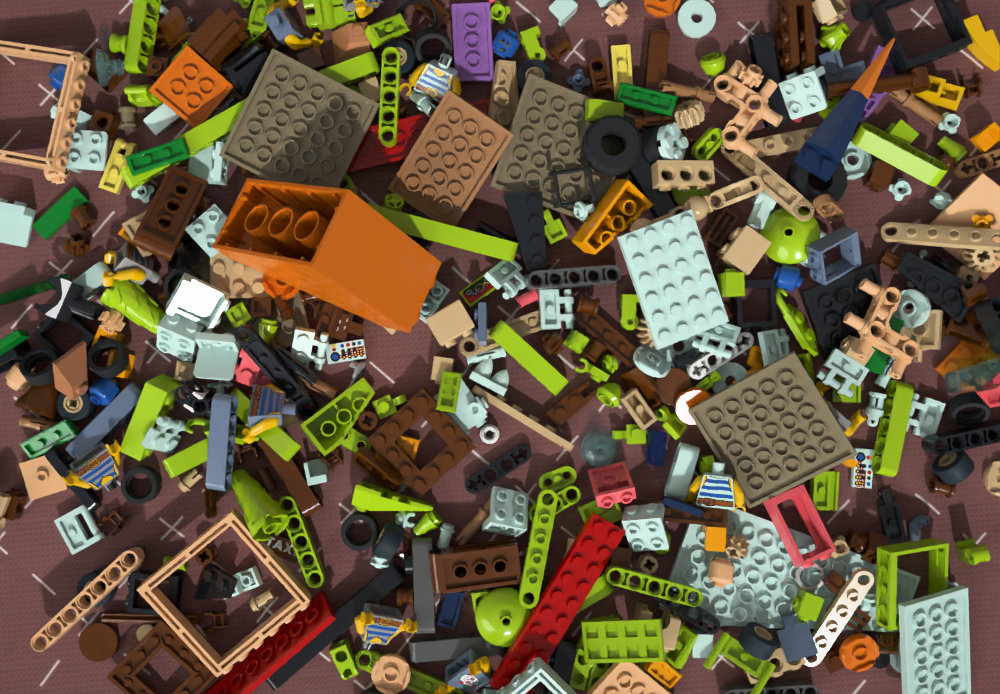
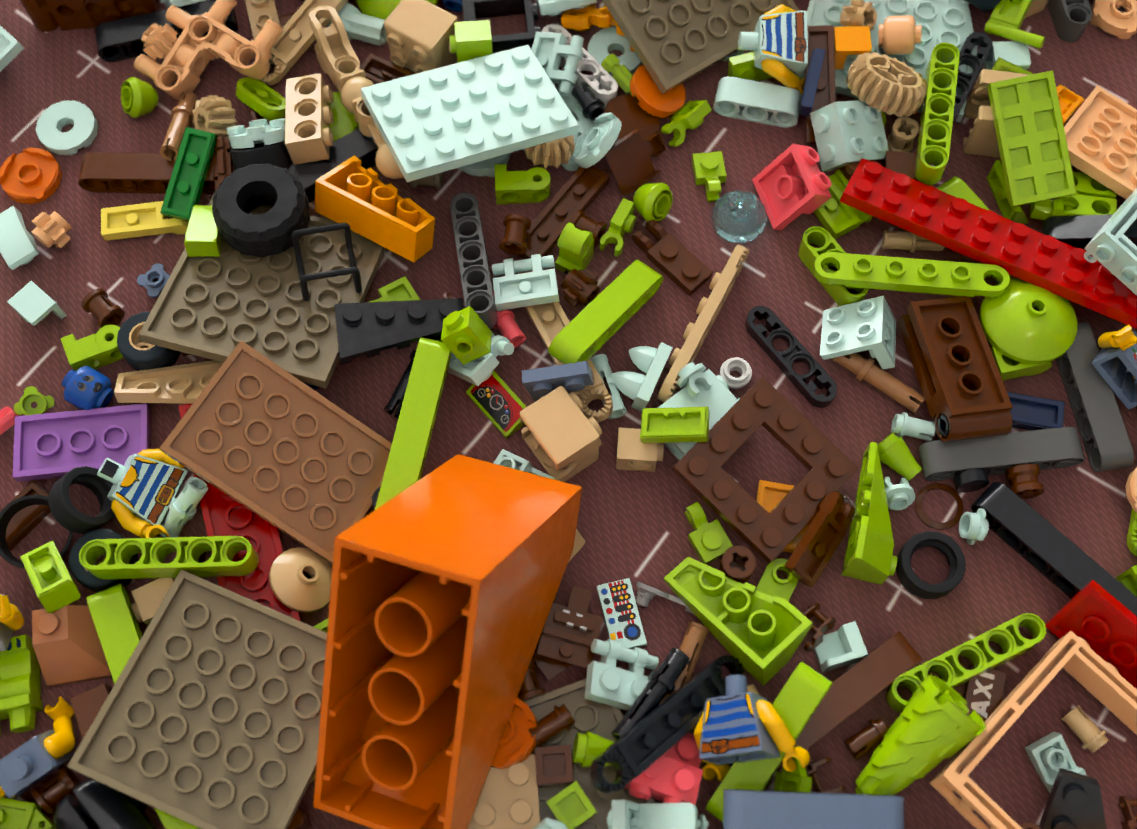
camera: 90 degrees left, 20 degrees down
(374, 164) = (293, 587): none -> tan dish
(380, 624) = (1081, 512): torso -> none
(388, 540) = (939, 509): black wheel -> none
(515, 270) = (466, 335): none -> lime brick
(557, 478) = (796, 269): lime plate -> none
(581, 210) = (364, 249): light aqua plate -> none
(599, 80) = (151, 249): reddish brown piece -> none
(609, 363) = (604, 206): lime plate -> none
(638, 408) = (669, 159): tan slope -> none
(656, 448) = (727, 136): clear blue piece -> none
(679, 551) = (886, 84): none -> tan gear

